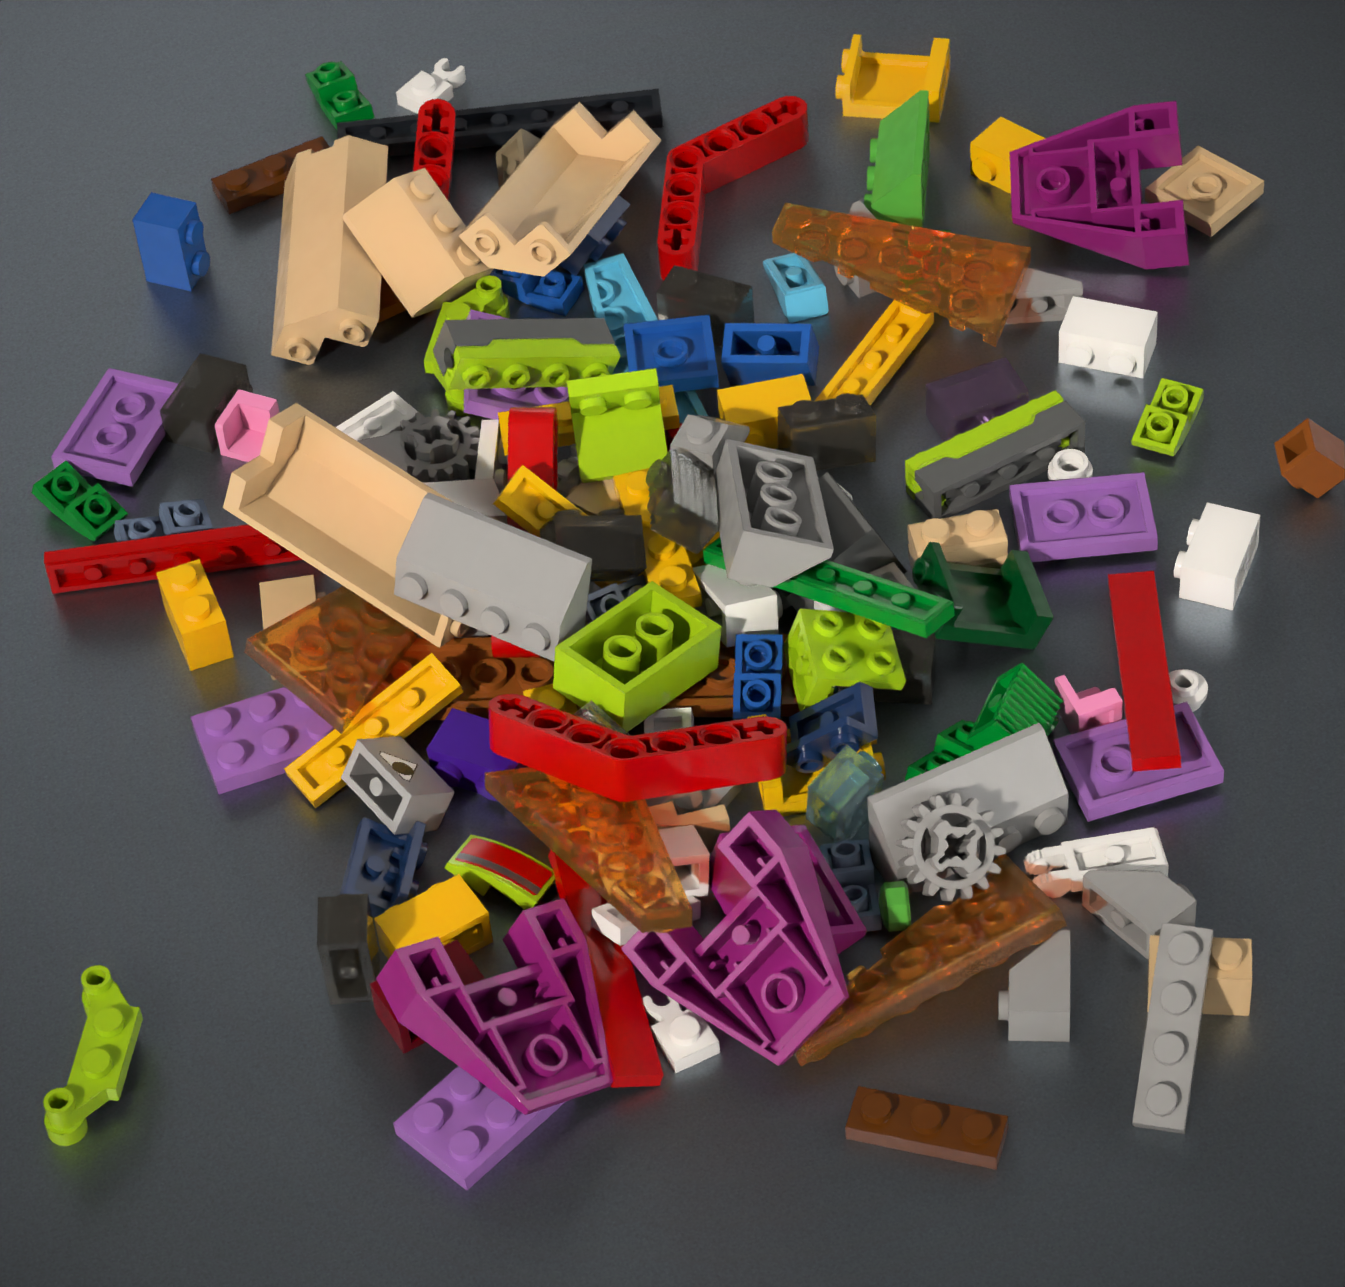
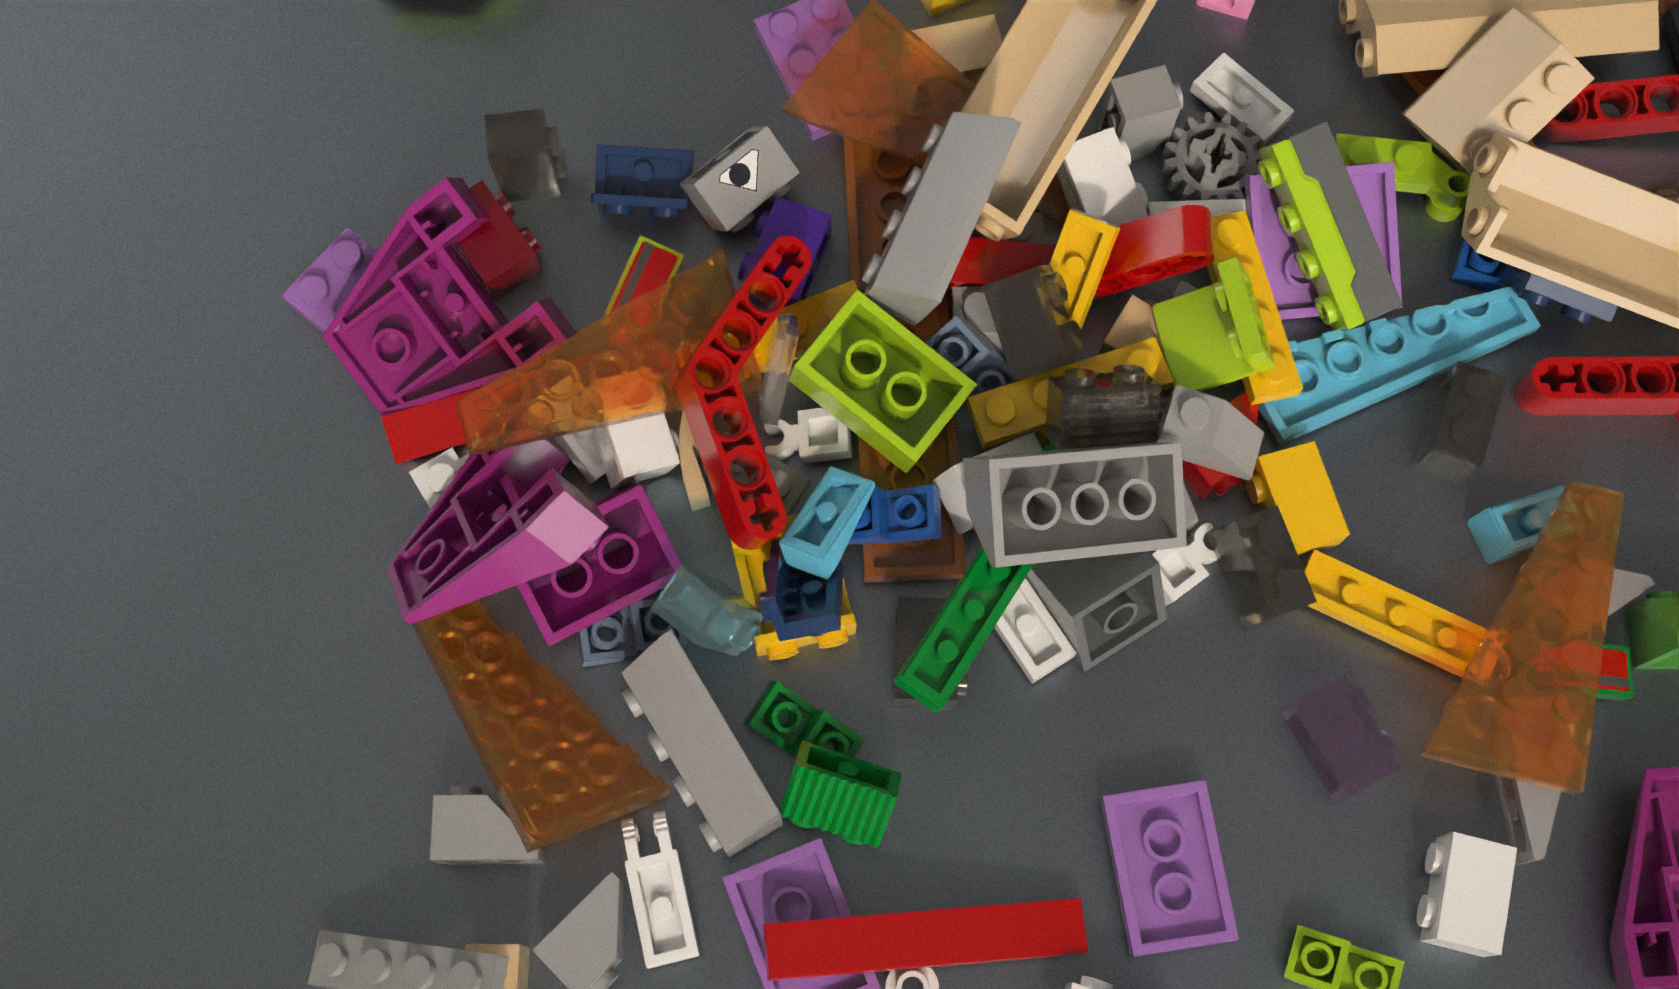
camera: 80 degrees right, 25 degrees up
(391, 713) = (813, 151): yellow plate -> none
(443, 911) = (569, 233): yellow brick -> none
(677, 349) = (1364, 387): blue plate -> none
(753, 696) = (826, 522): none -> medium azure slope
(769, 352) = (1384, 497): blue brick -> none
(839, 650) = (899, 598): lime bracket -> none
(894, 906) = (594, 677): bright green tile -> none
(927, 1127) = (330, 722): reddish brown plate -> none
(964, 539) = (1100, 723): tan brick -> none
(965, 862) = (630, 725): light grey gear -> none
(989, 603) = (1015, 750): dark green panel -> none
(993, 456) = (1256, 763): dark grey piece -> none
(1069, 465) = (1257, 842): white plate -> none
(1087, 708) = (878, 876): bright pink panel -> none

